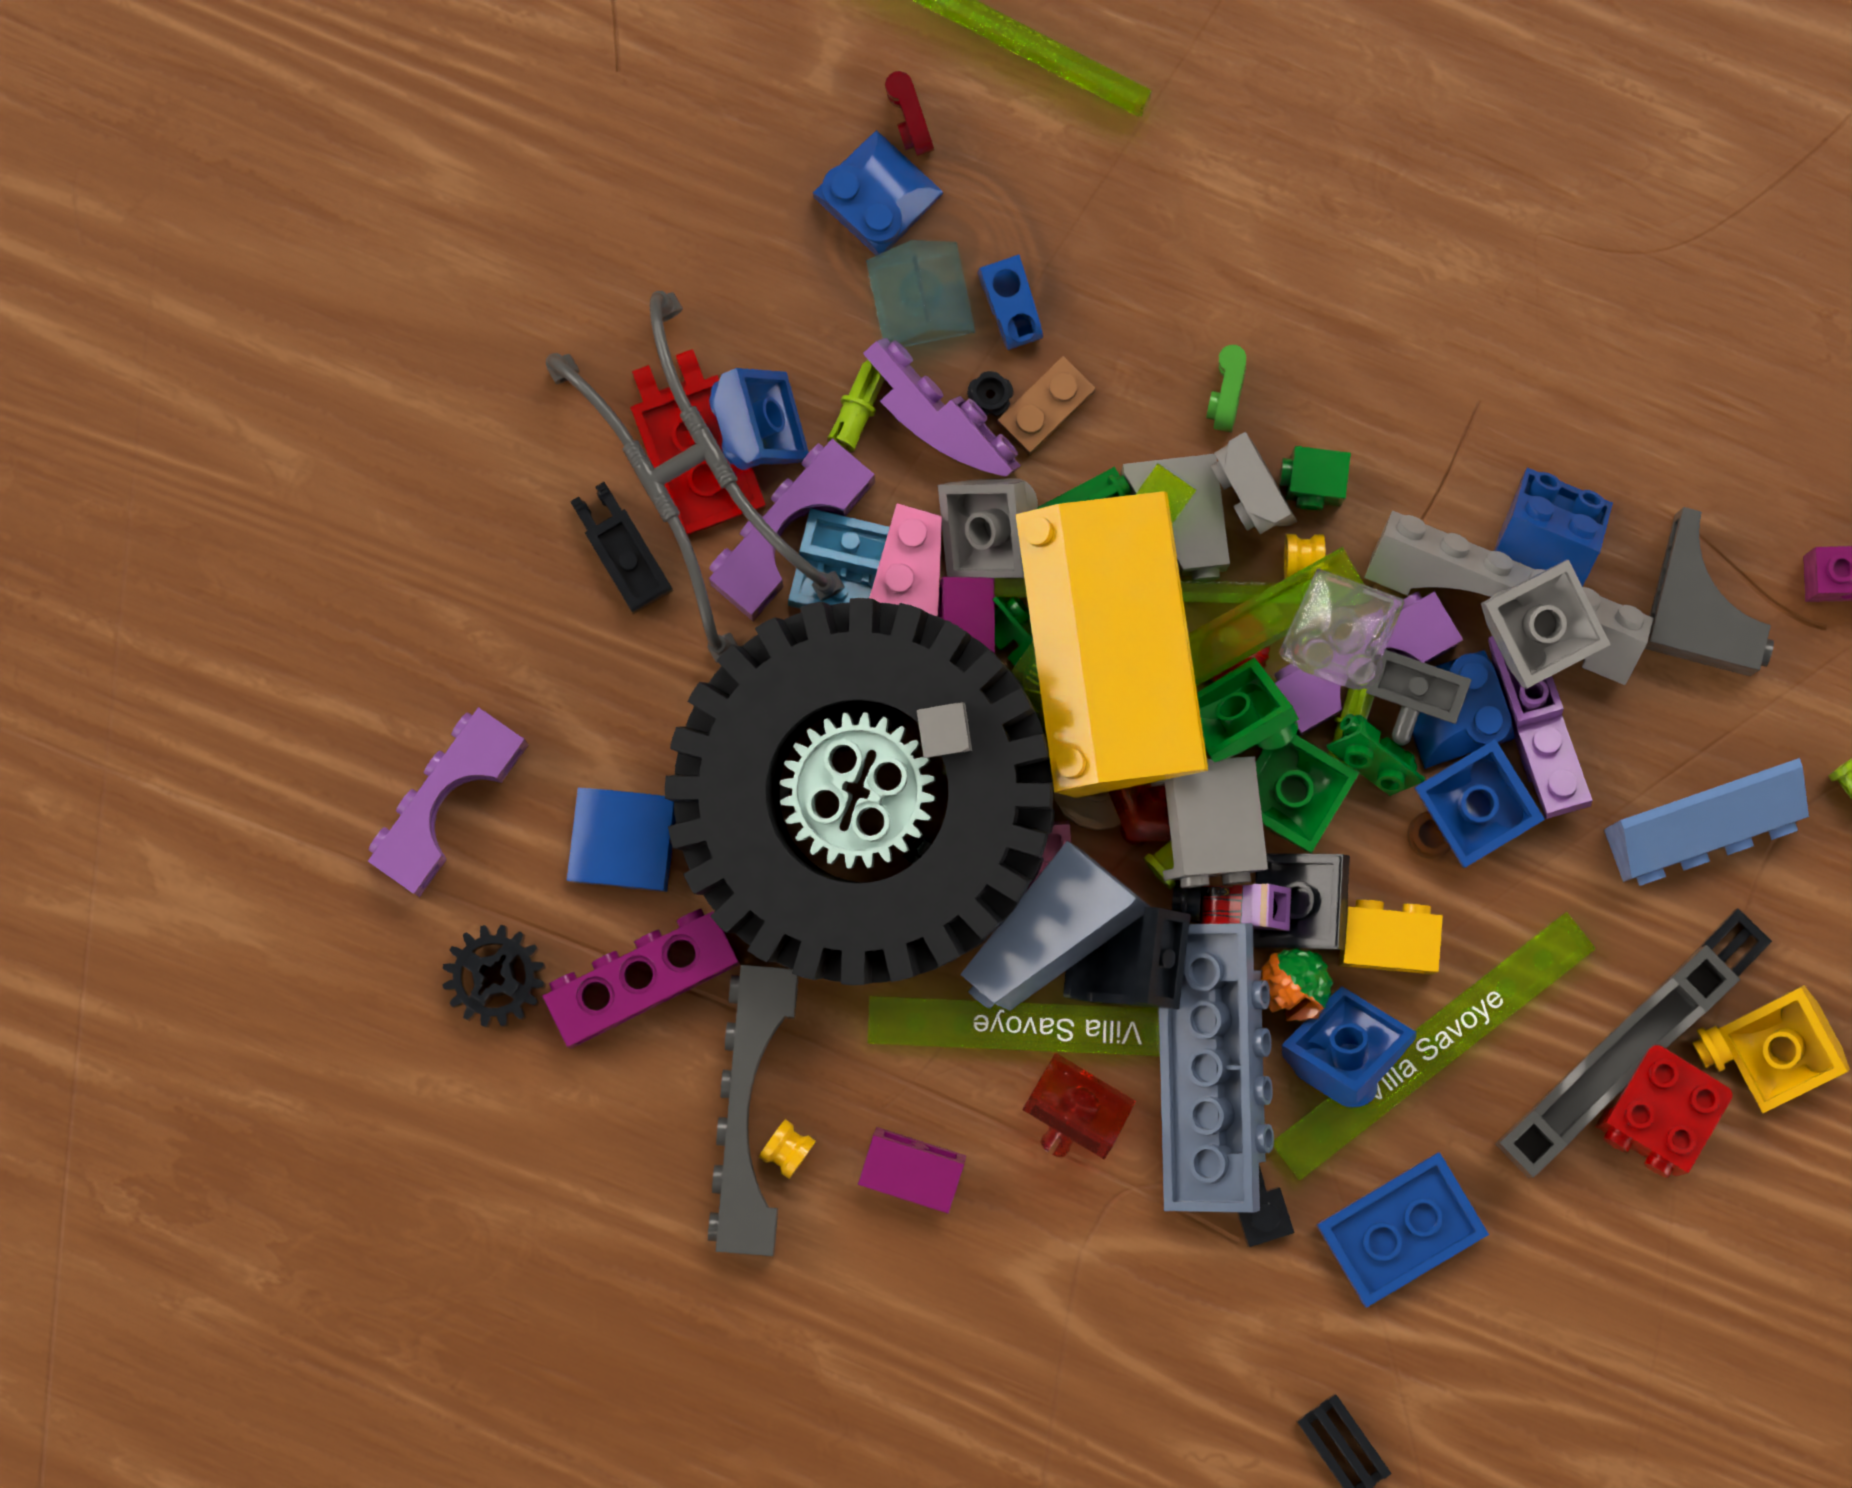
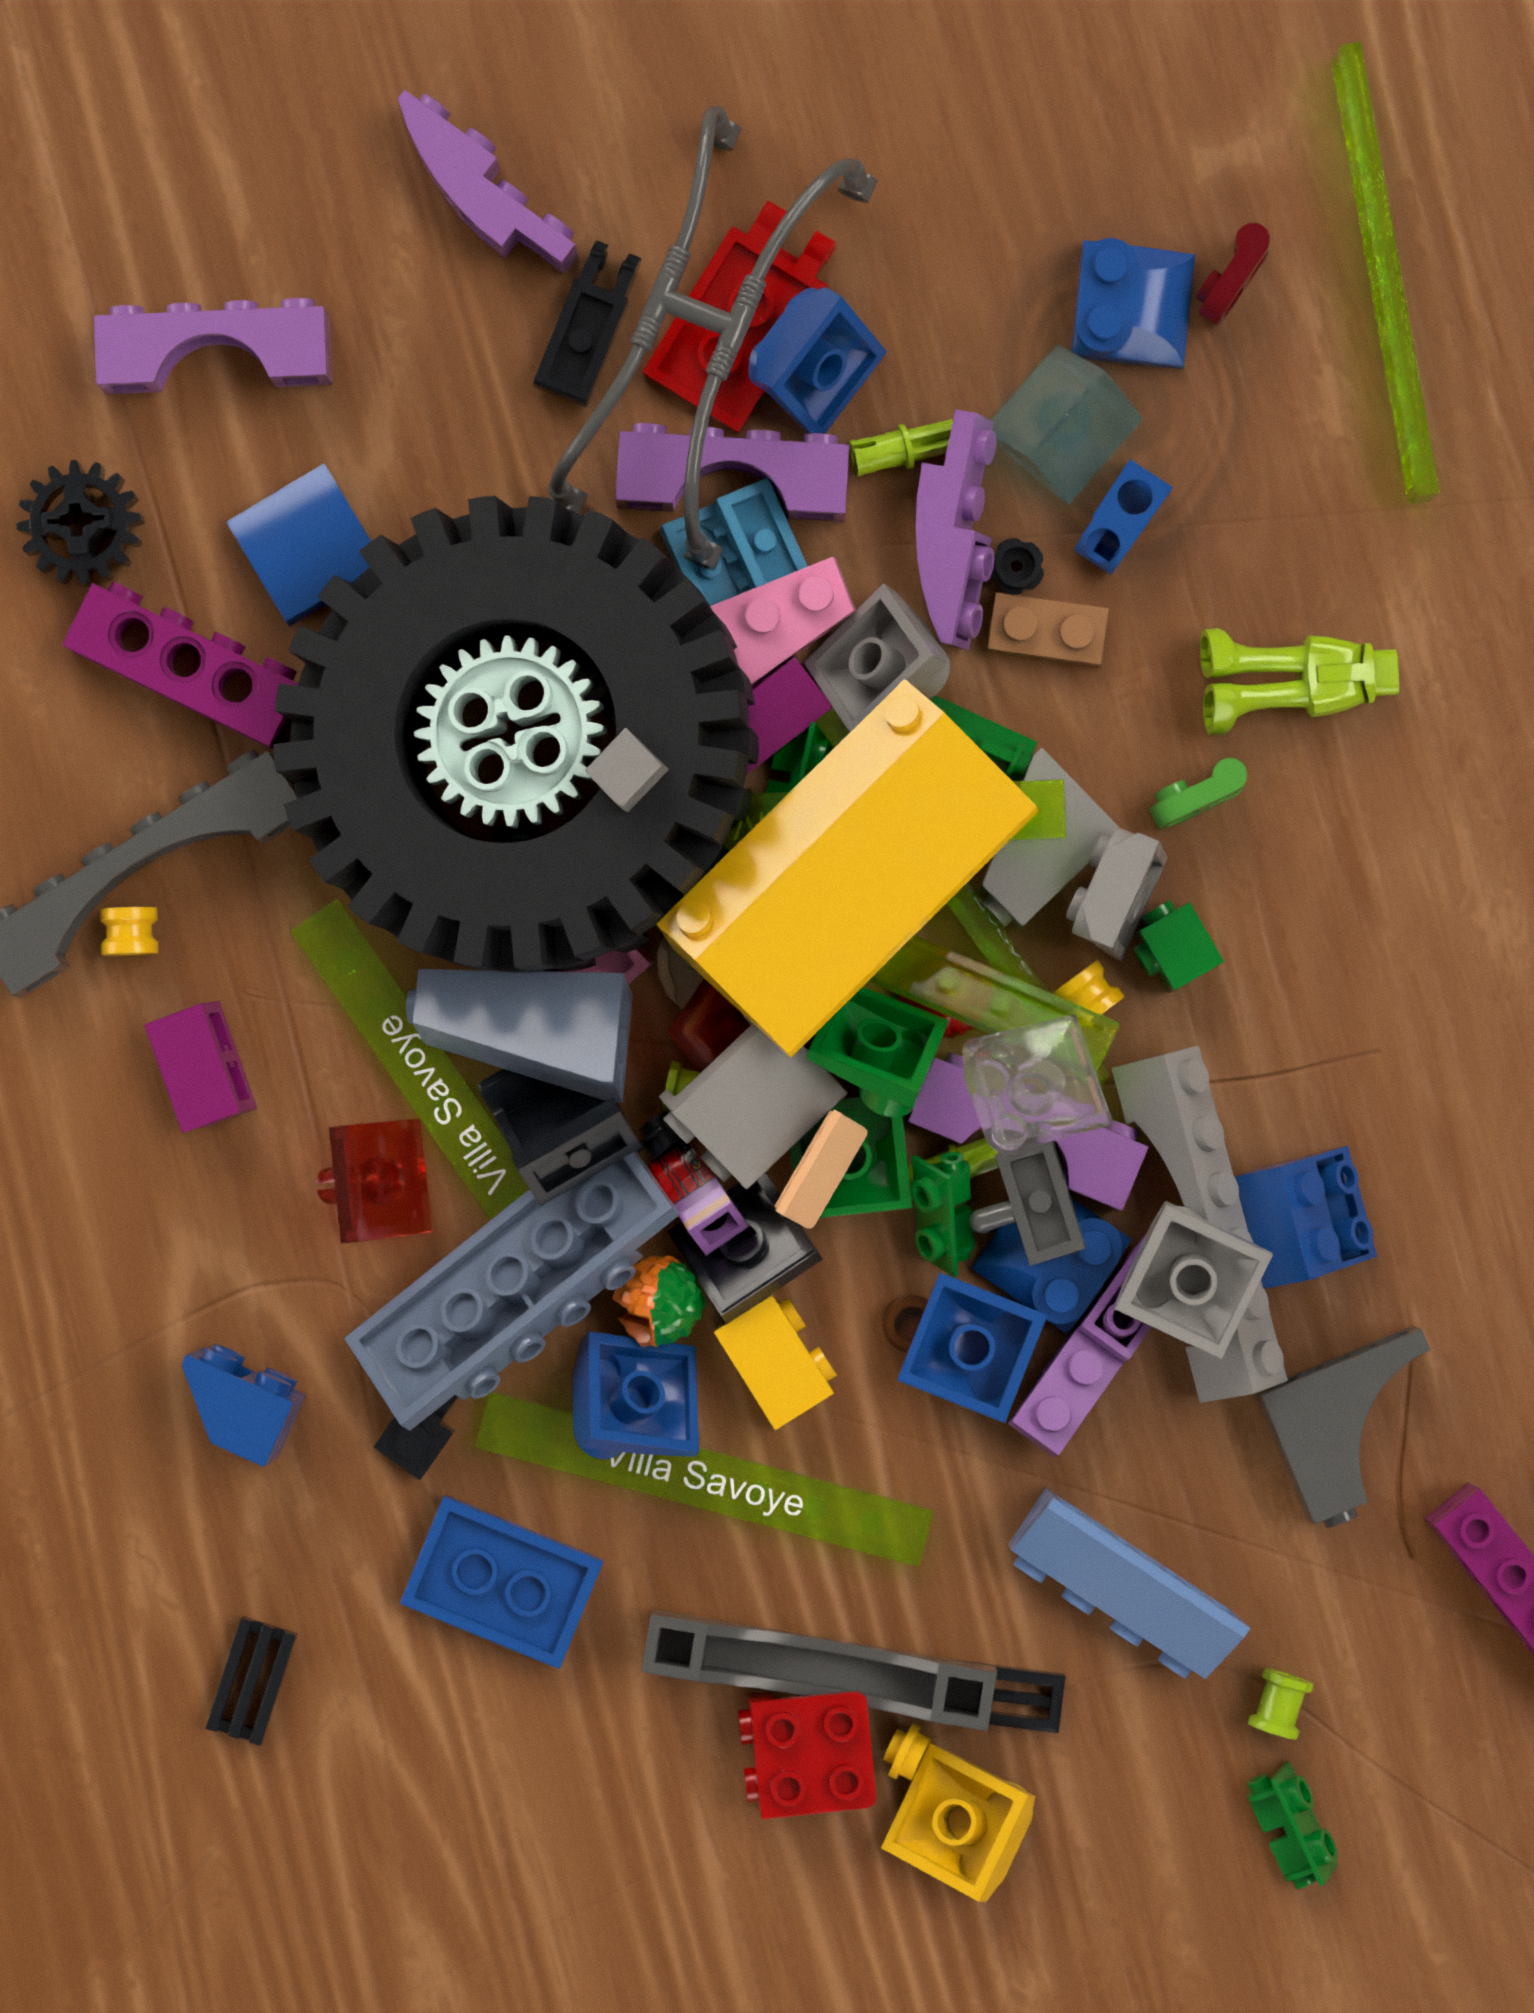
camera: 55 degrees right, 5 degrees up
(459, 555) = (464, 173): none -> medium lavender slope
(1162, 1310) = (240, 1407): none -> blue slope
(1215, 250) = (1329, 680): none -> lime piece
(1289, 811) = (821, 1169): none -> light nougat slope

